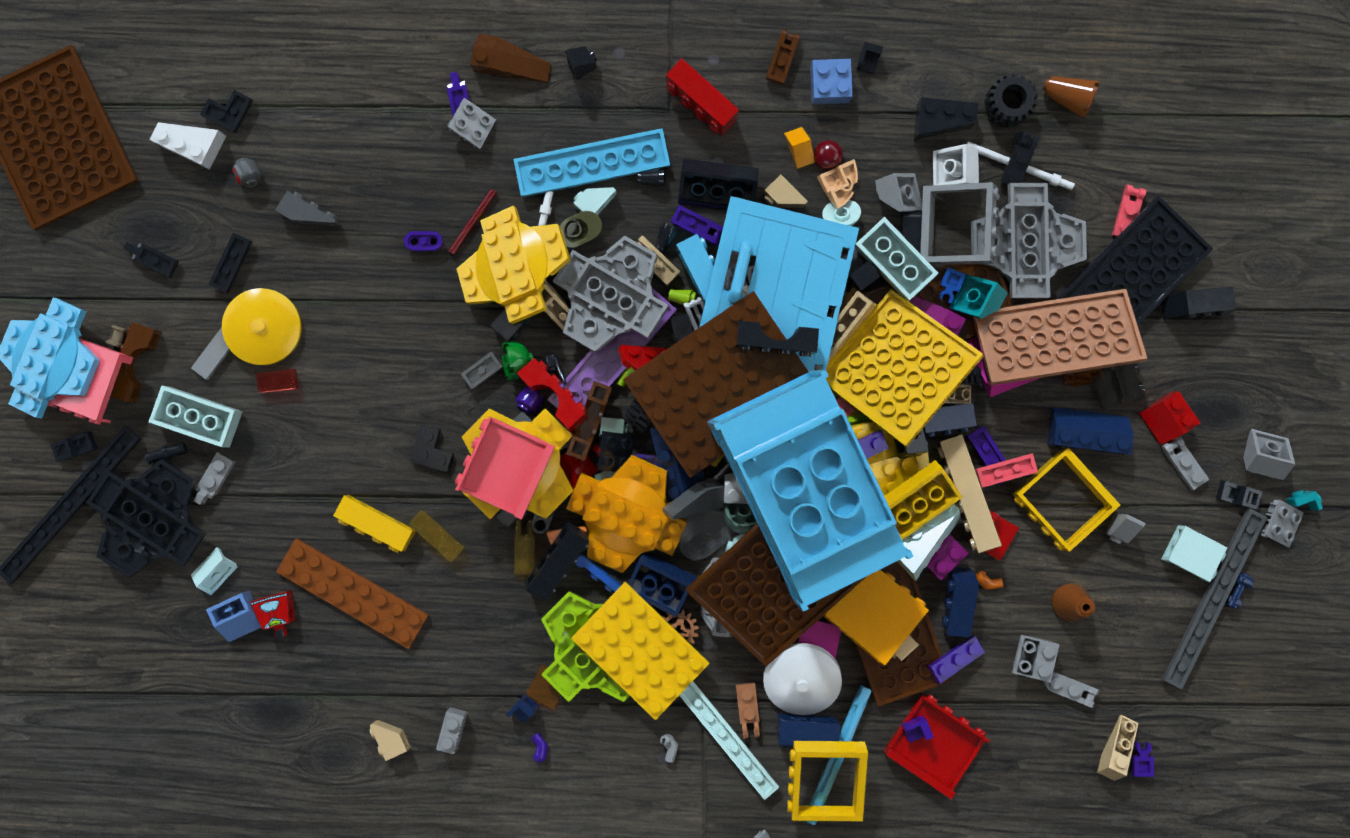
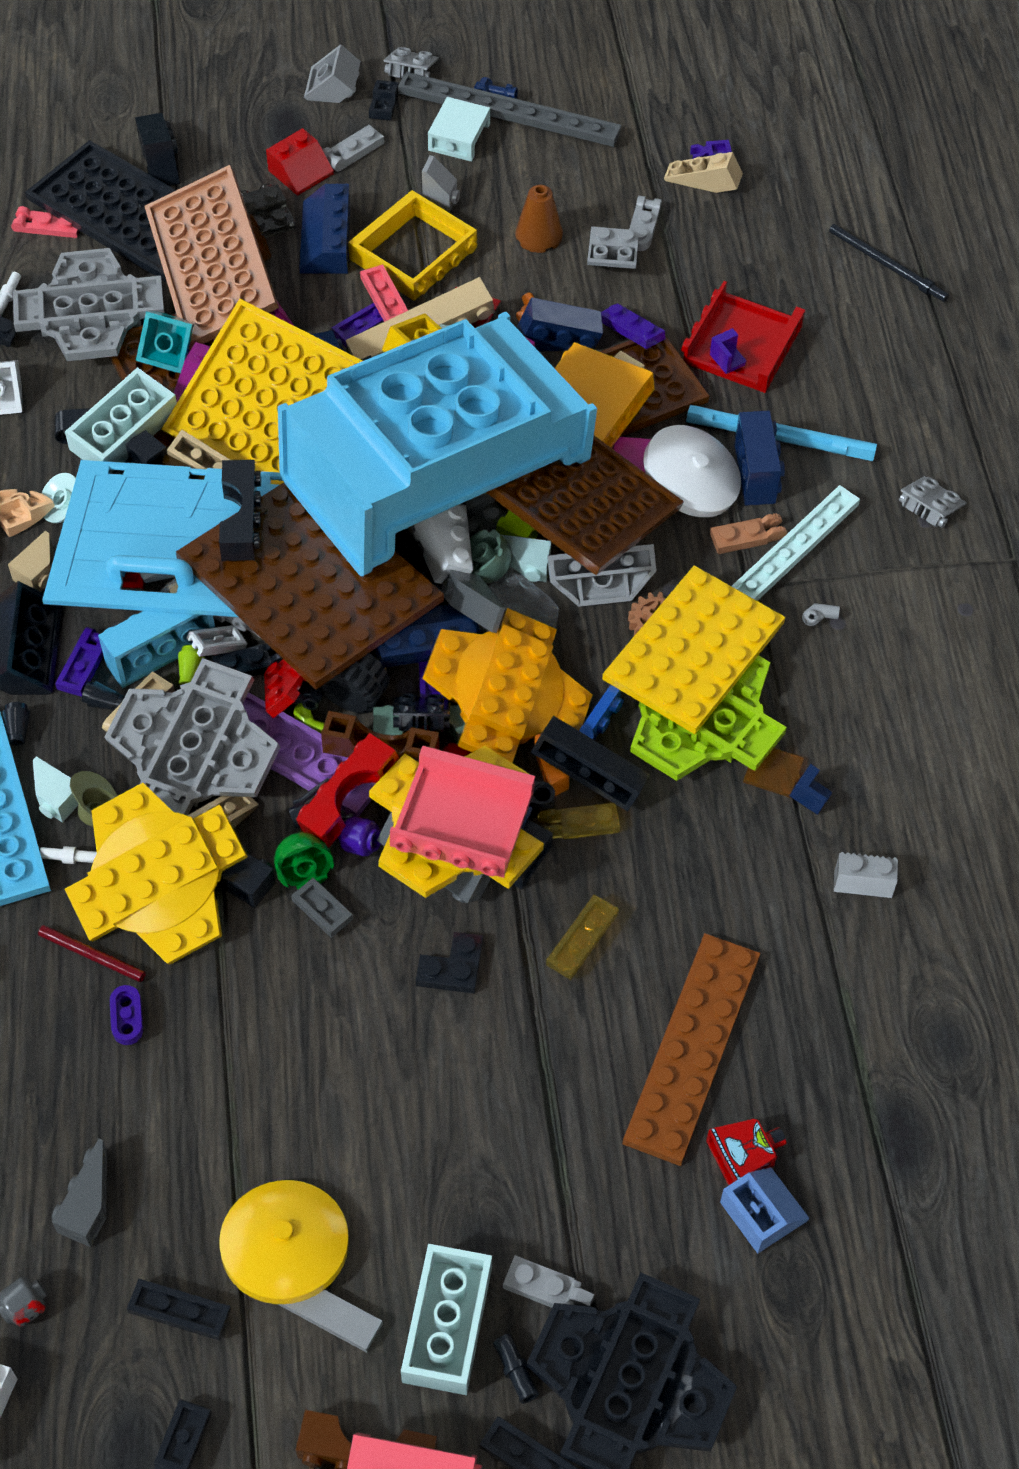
camera: 100 degrees left, 30 degrees down
(213, 572) = (698, 1262): light aqua panel -> none
(277, 380) = (371, 1204): clear red plate -> none
(374, 523) = (578, 1023): yellow brick -> none
(390, 739) = (901, 957): tan slope -> none
(542, 748) = (860, 763): dark purple arm -> none
(661, 583) = (597, 637): dark blue slope -> none
(828, 749) = (779, 383): yellow window -> none
(900, 191) = (28, 442): light grey slope -> none
(951, 283) = (154, 369): blue plate -> none
(991, 231) = (49, 408): light grey window -> none
(1310, 497) = (380, 43): teal bracket -> none

